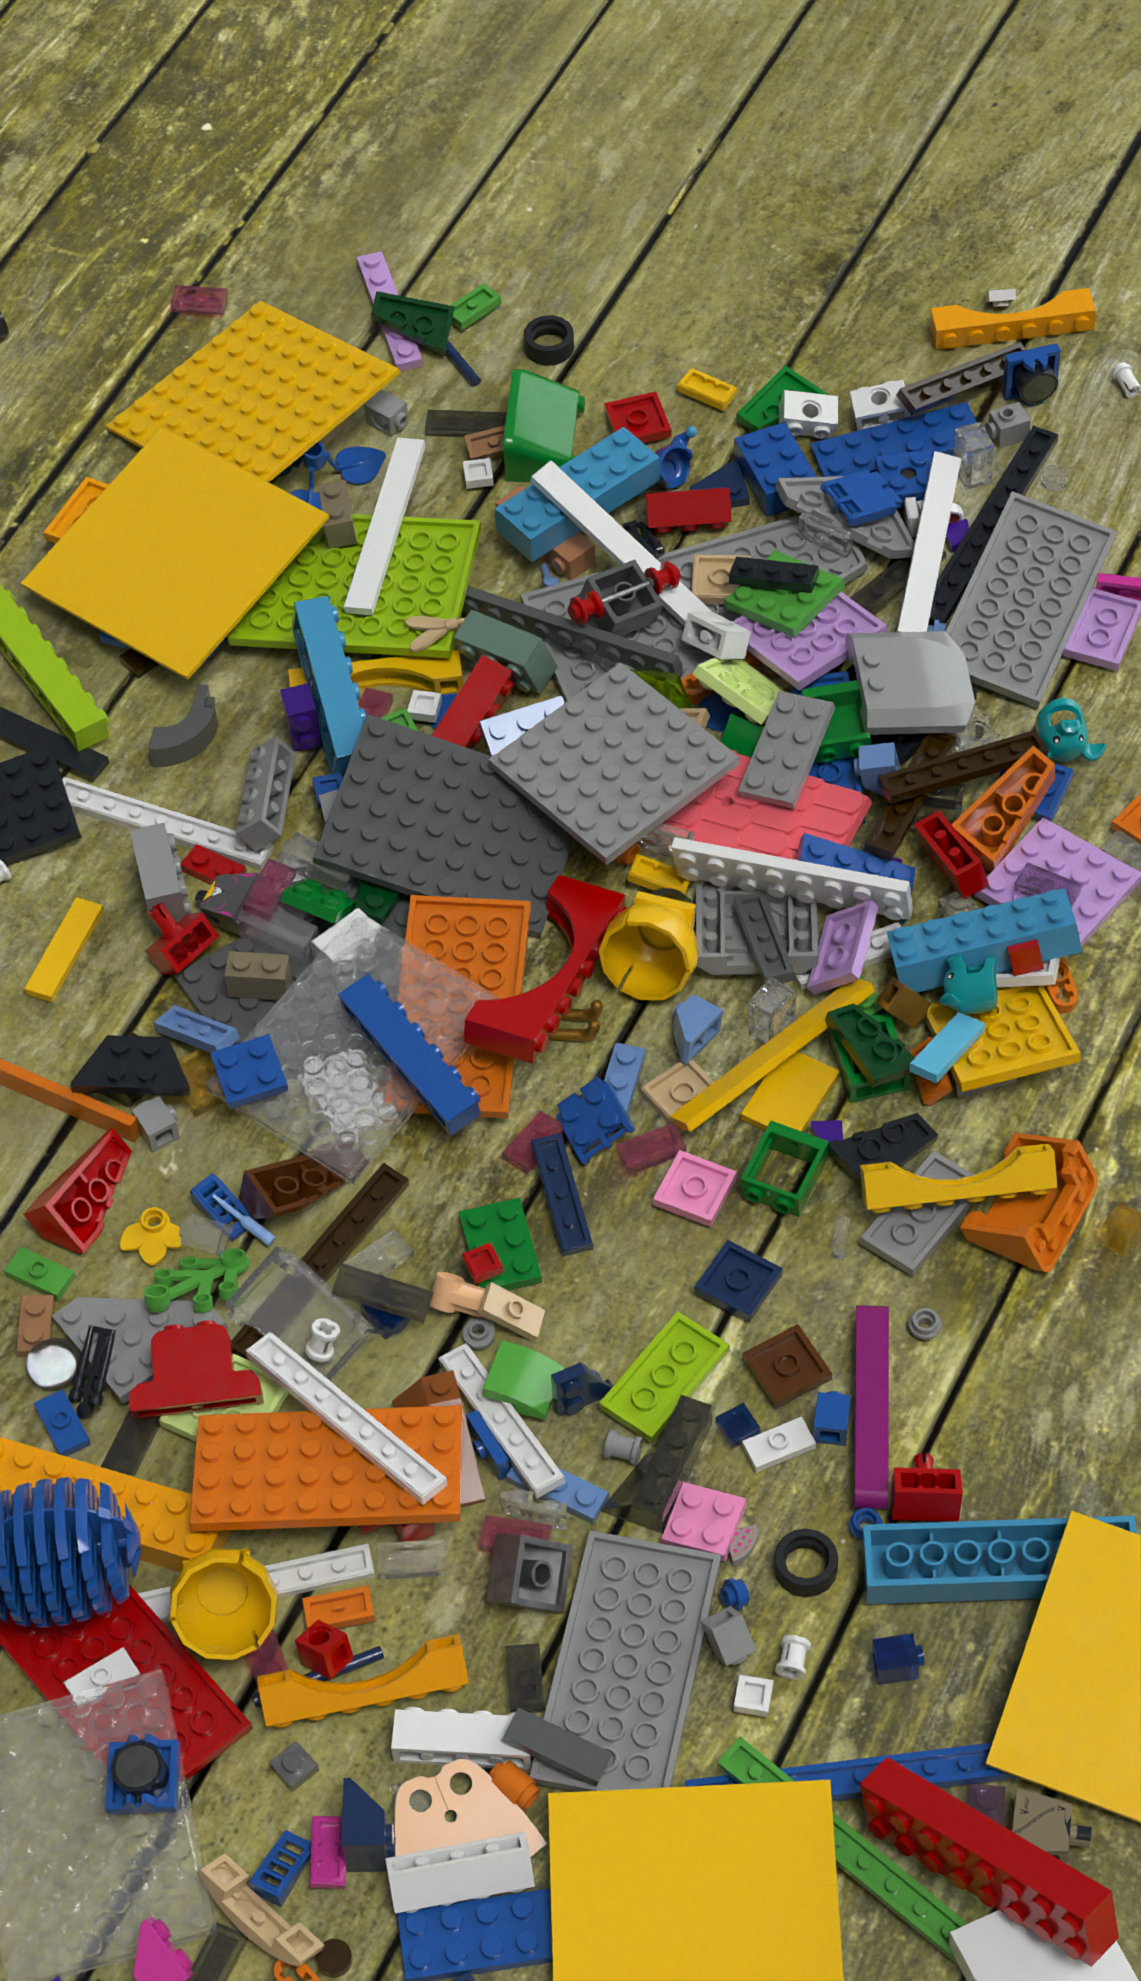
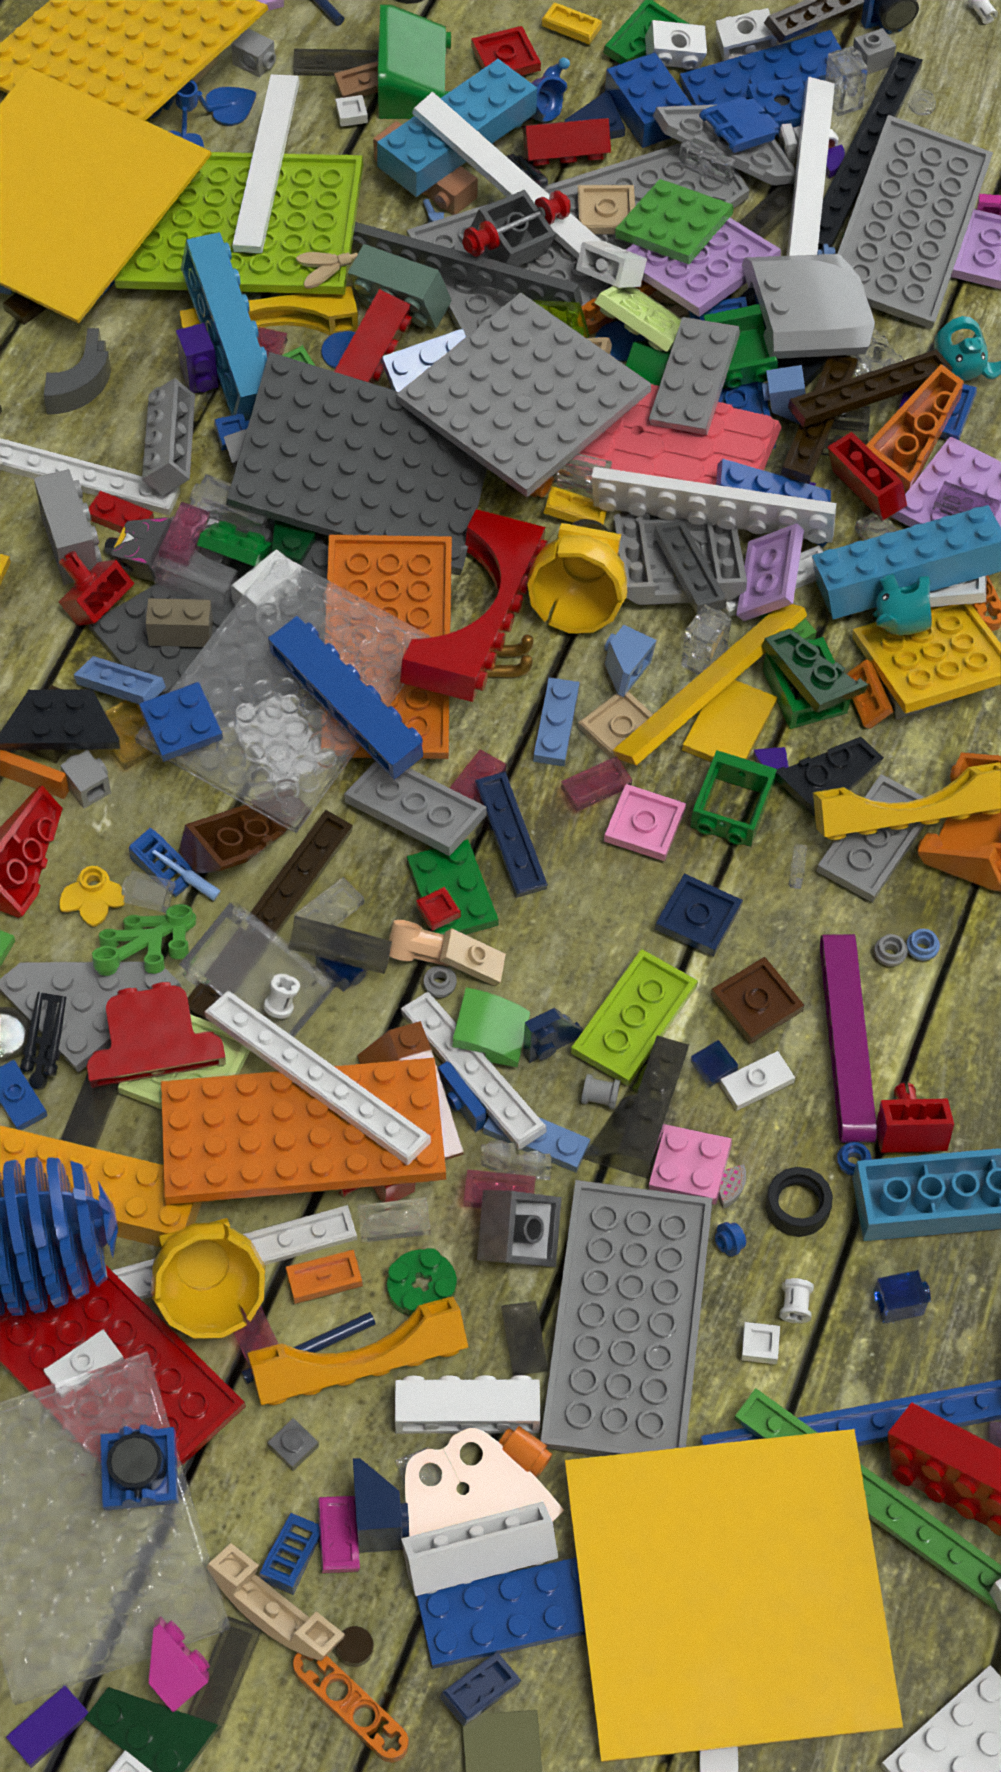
camera: 10 degrees left, 5 degrees up
(324, 1649) = (314, 1320): red brick -> none
(337, 503) = (221, 164): dark tan brick -> none
(424, 706) = (321, 343): white plate -> none
(430, 1603) = (417, 1264): none -> green plate
(472, 1163) = (417, 806): none -> light grey plate
(557, 1747) = (568, 1410): dark grey tile -> none
(593, 1118) = (535, 755): blue plate -> none
(728, 1636) = (730, 1282): light grey brick -> none
(774, 574) = (663, 201): black plate -> none
(832, 1418) = (809, 1051): blue brick -> none
(903, 1002) = (836, 625): pearl gold brick -> none
(947, 1047) = (887, 669): medium azure tile -> none
(959, 1312) = (925, 937): none -> medium blue plate
(1025, 957) = (956, 576): red tile -> none

